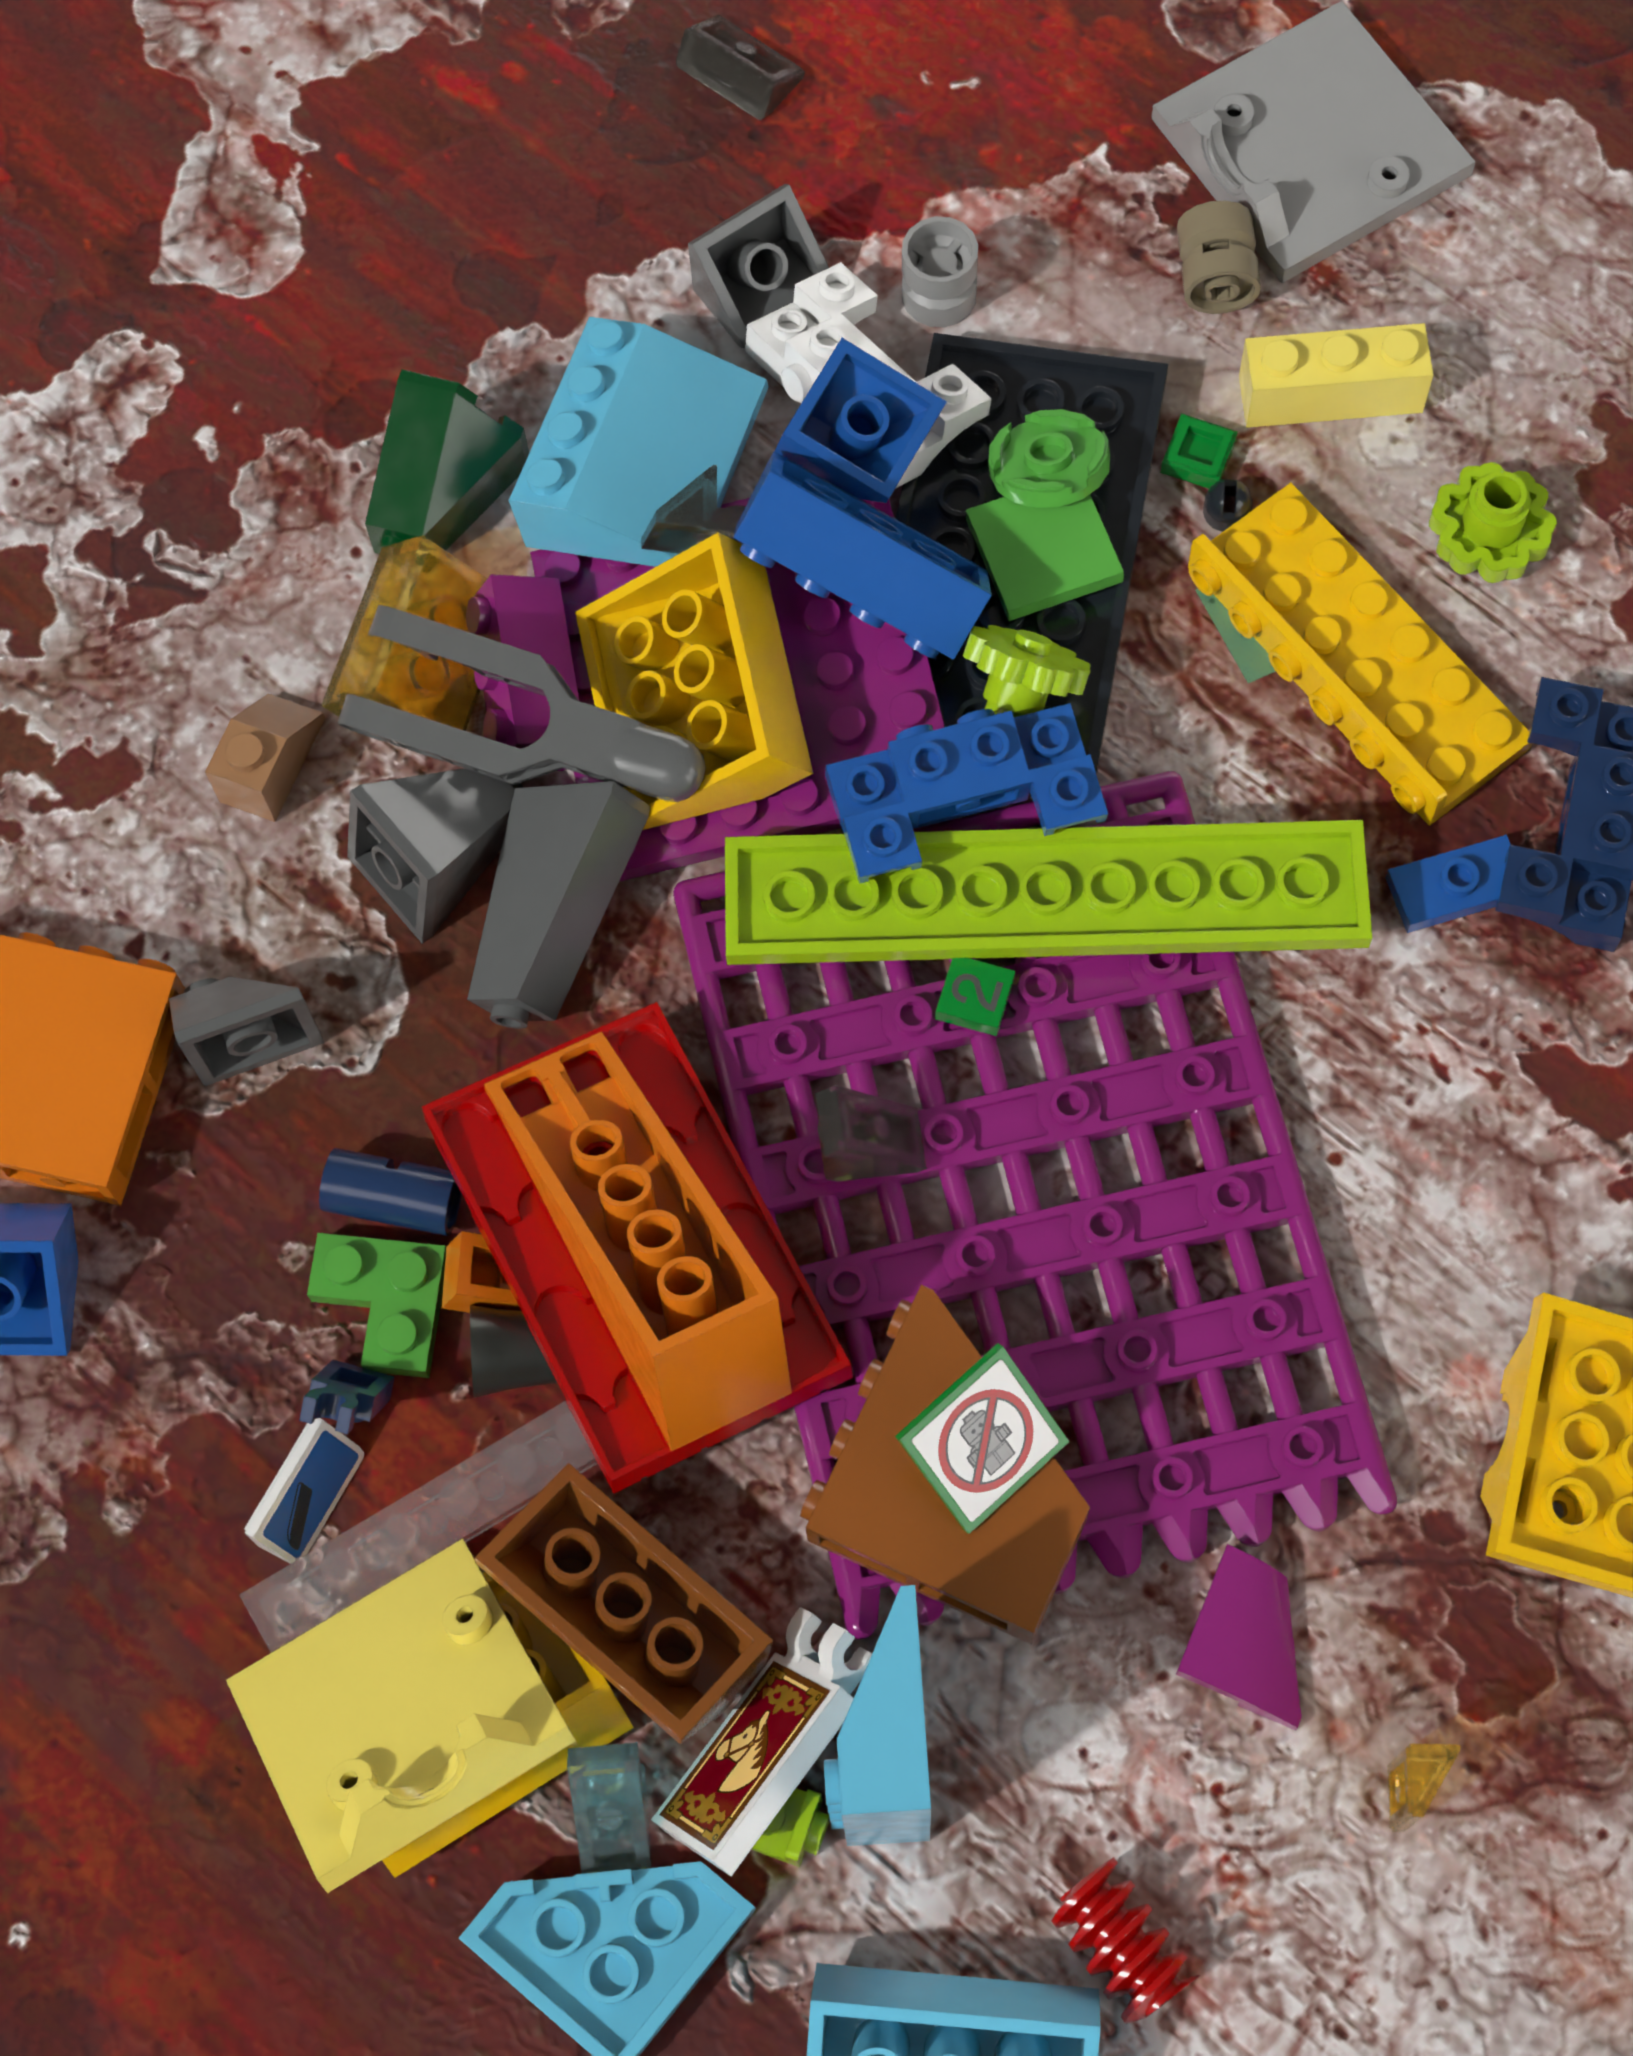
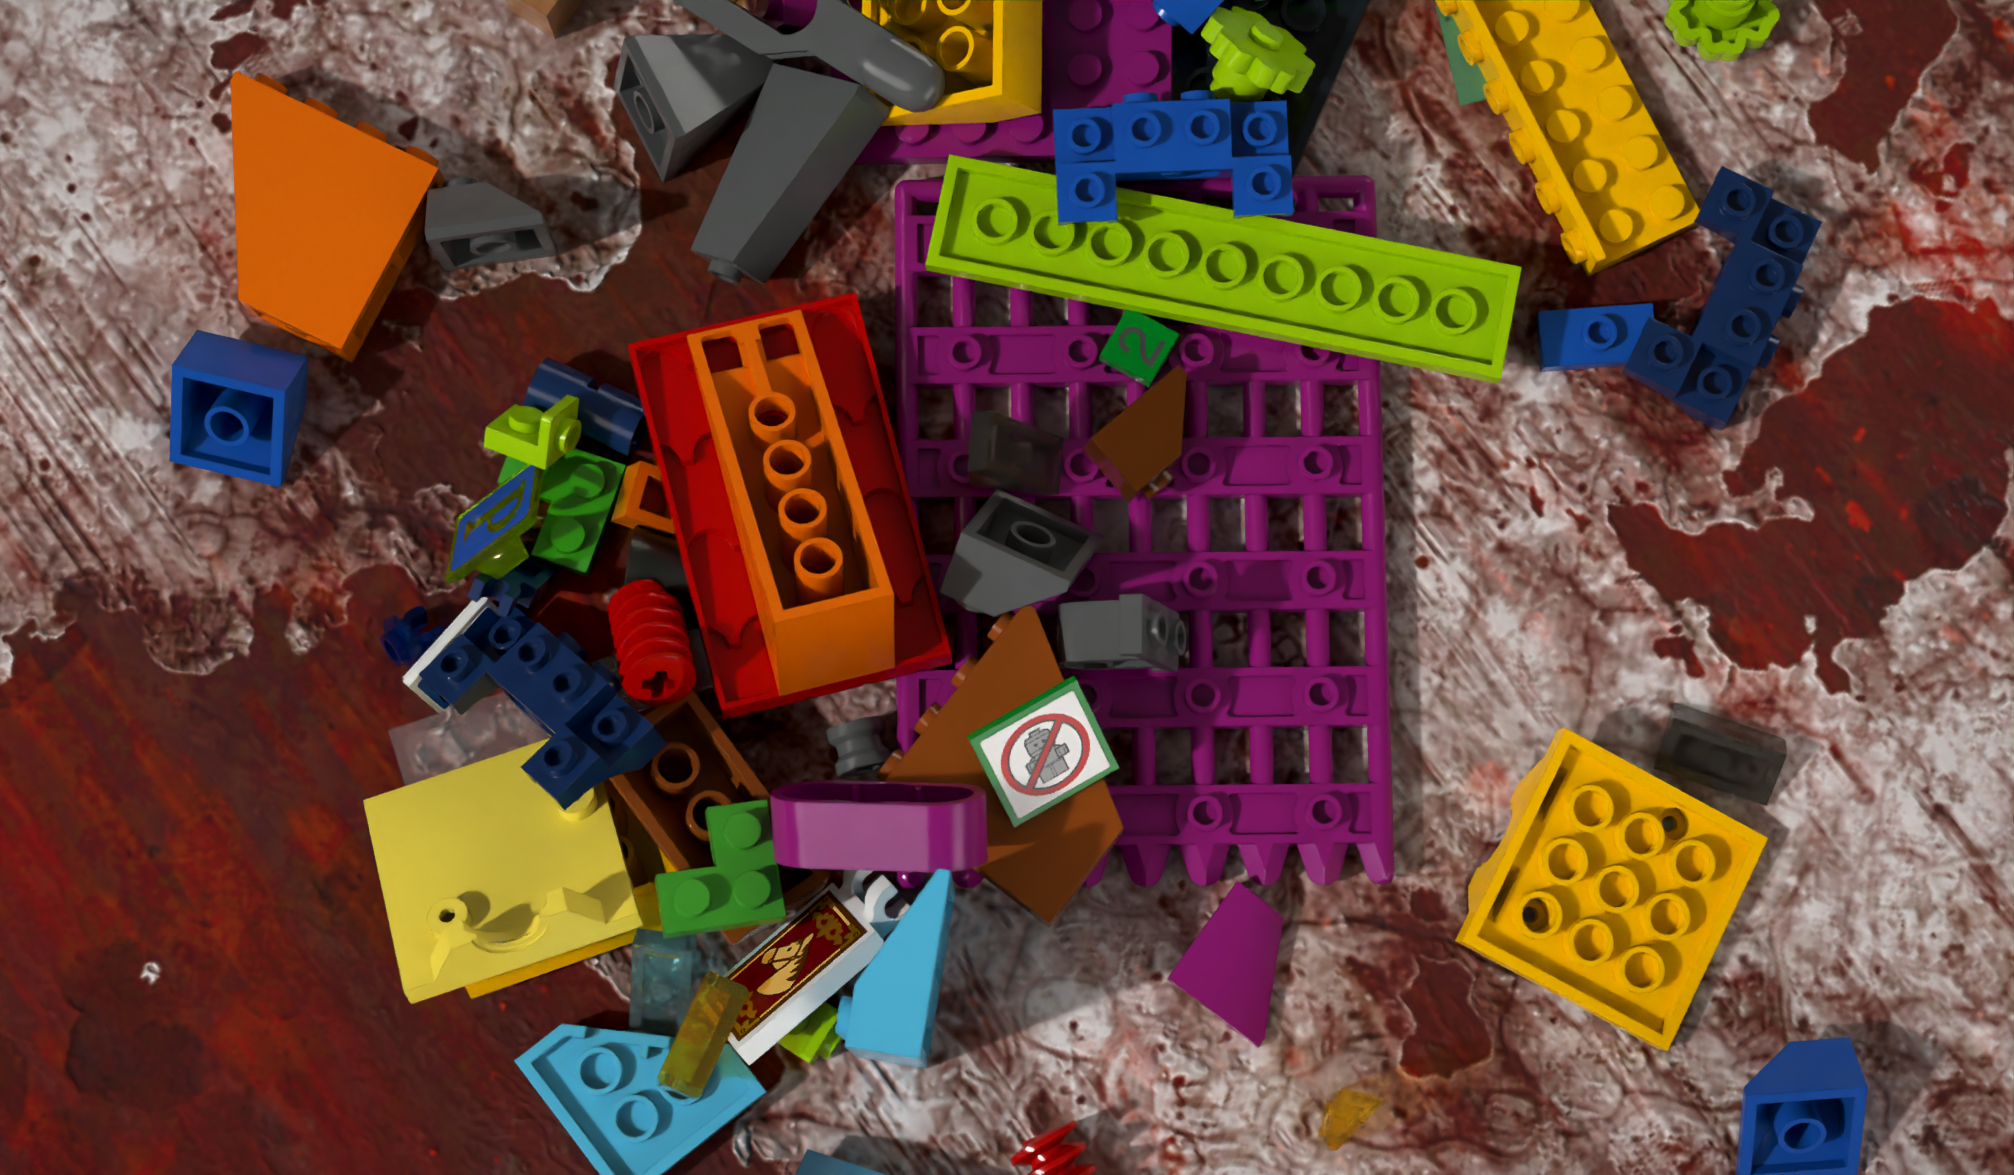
camera: 10 degrees right, 10 degrees up
(236, 1490) = (403, 641): none -> clear blue plate
(313, 1344) = (490, 530): none -> clear neon green piece
(340, 1231) = (534, 435): none -> lime bracket
(424, 1502) = (547, 679): none -> dark blue bracket
(516, 1426) = (651, 643): none -> red piece
(669, 1856) = (702, 1036): none -> clear yellow slope
(671, 1676) = (737, 889): none -> bright green plate
(770, 1492) = (859, 746): none -> dark grey wheel
(818, 1563) = (879, 825): none -> magenta plant
(896, 1242) = (1016, 556): none -> dark grey slope
(1005, 1088) = (1143, 439): none -> reddish brown slope
(1031, 1299) = (1119, 635): none -> dark grey pin

